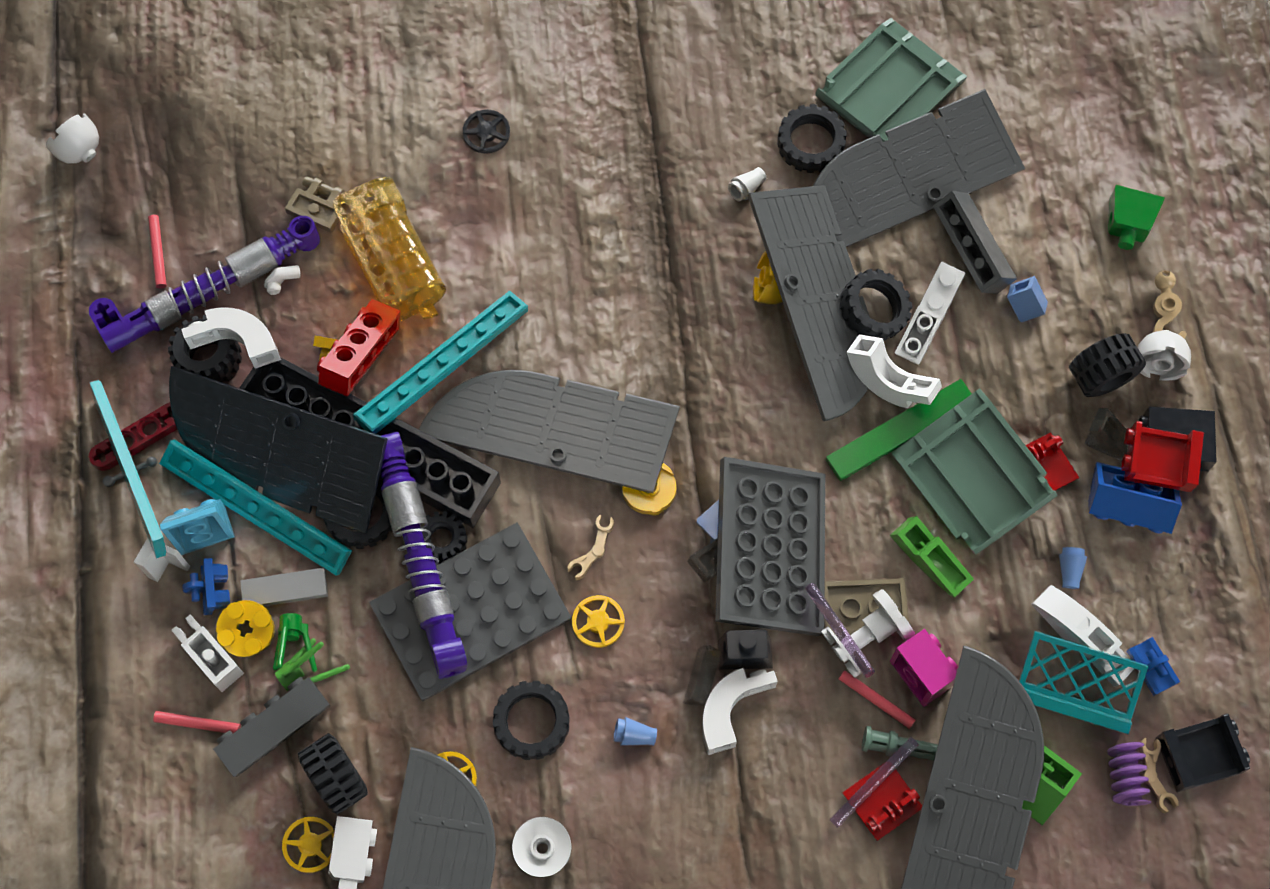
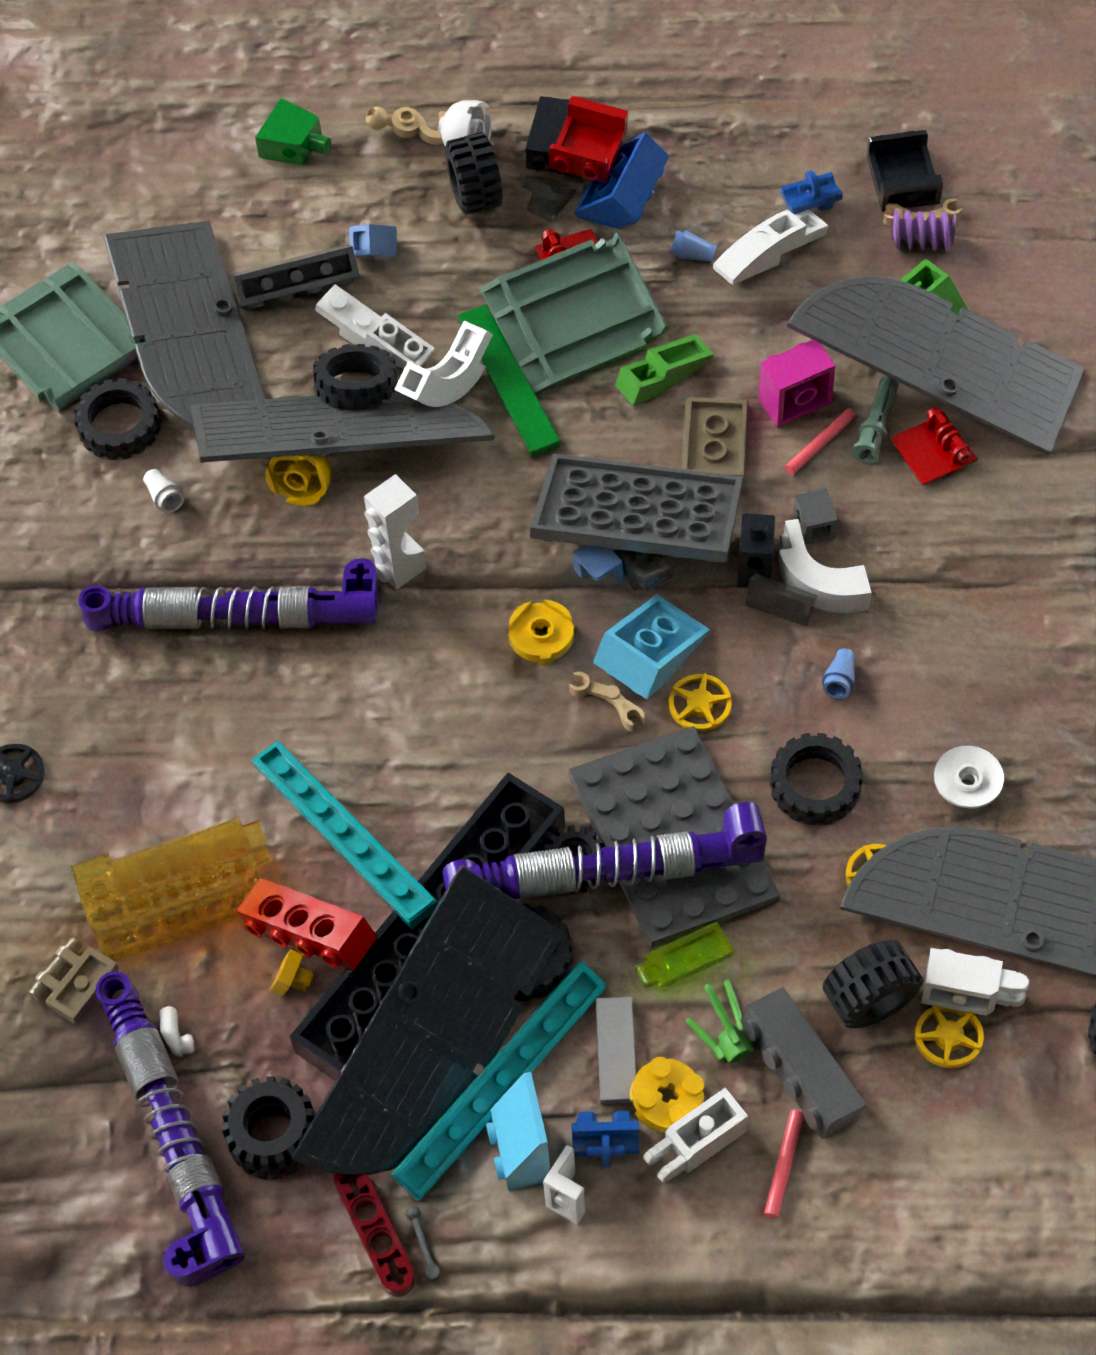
camera: 80 degrees left, 10 degrees down
(128, 469) = (433, 1214): tile -> none
(157, 252) = (95, 1197): coral bar -> none
(238, 326) = (260, 1050): white arch -> none
(289, 630) = (675, 1037): green plant -> none
(362, 631) = (685, 957): none -> clear neon green hinge
(557, 427) = (445, 722): dark grey door -> none
(644, 291) = (287, 607): none -> dark purple piece
(645, 574) = (649, 645): none -> medium azure slope
(701, 342) = (389, 513): none -> white arch
(791, 698) = (815, 516): none -> dark grey brick
(840, 630) = (748, 448): clear purple bar -> none
(874, 782) = (916, 449): bar -> none
(877, 626) = (741, 404): white piece -> none
(1079, 707) = (849, 260): teal fence -> none

